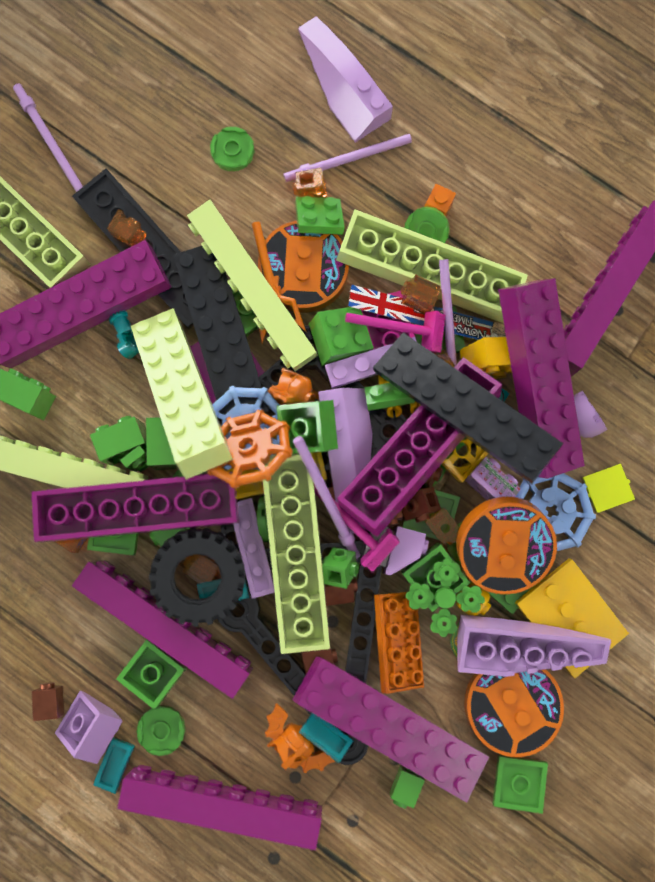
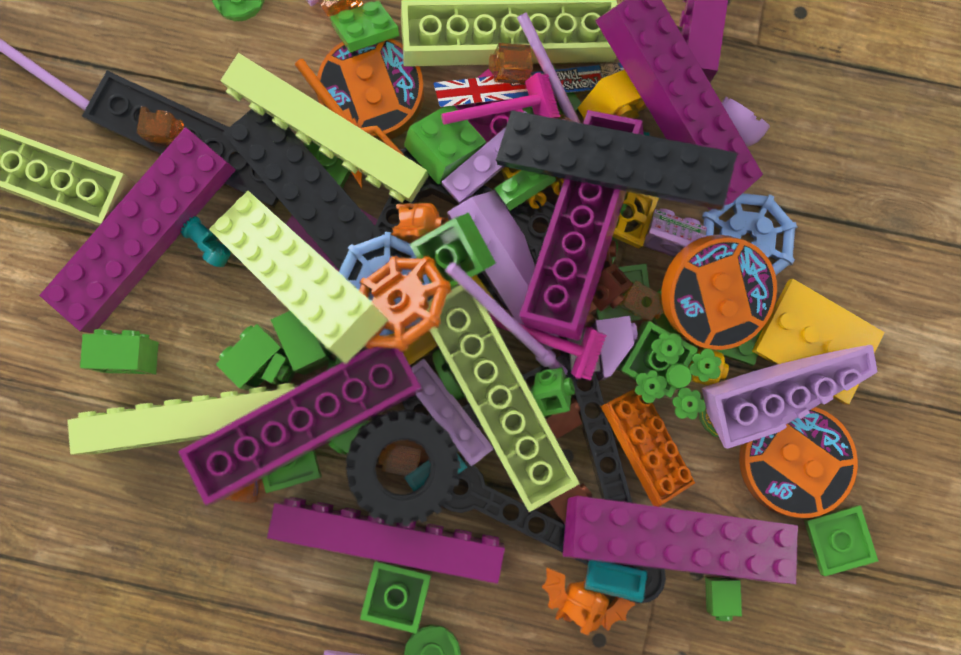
camera: 25 degrees left, 0 degrees up
(608, 488) = (796, 190): neon yellow piece -> none

